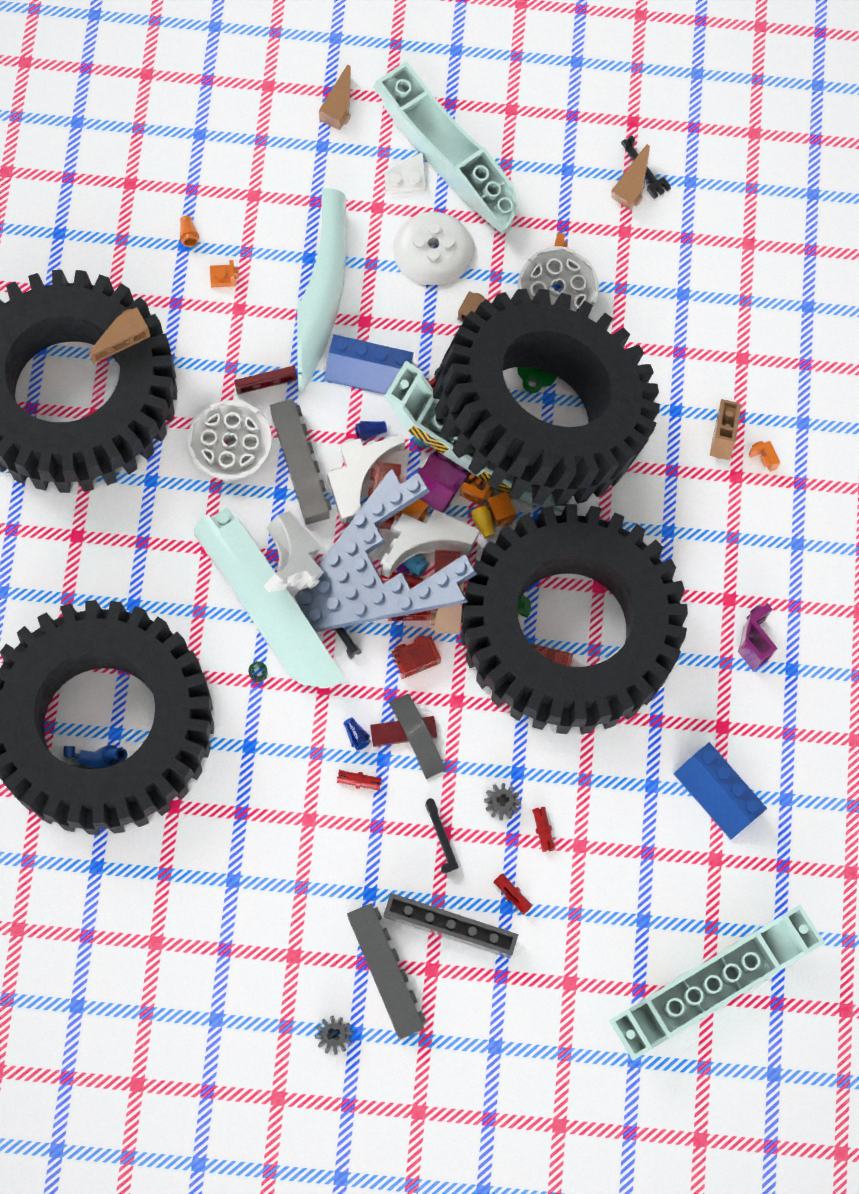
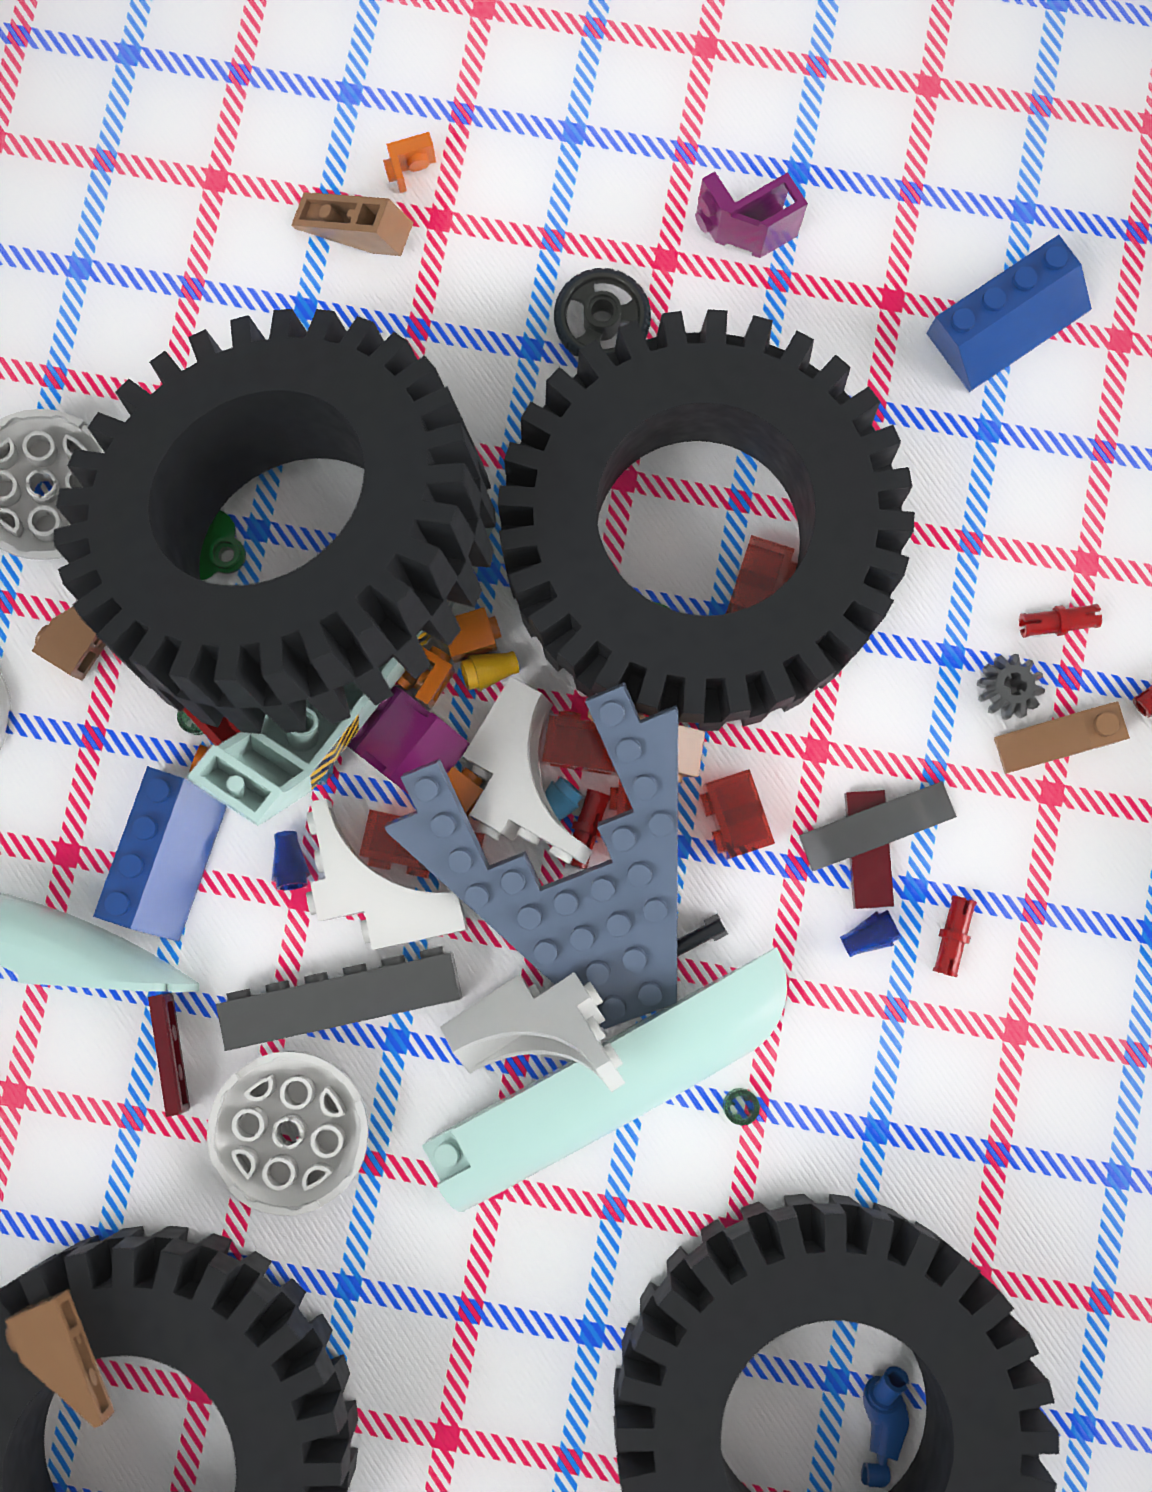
camera: 80 degrees left, 10 degrees up
(433, 814) = (1115, 787): black hinge -> none
(476, 832) = (1062, 737): none -> medium nougat slope
(703, 553) = (581, 289): none -> pearl dark grey wheel

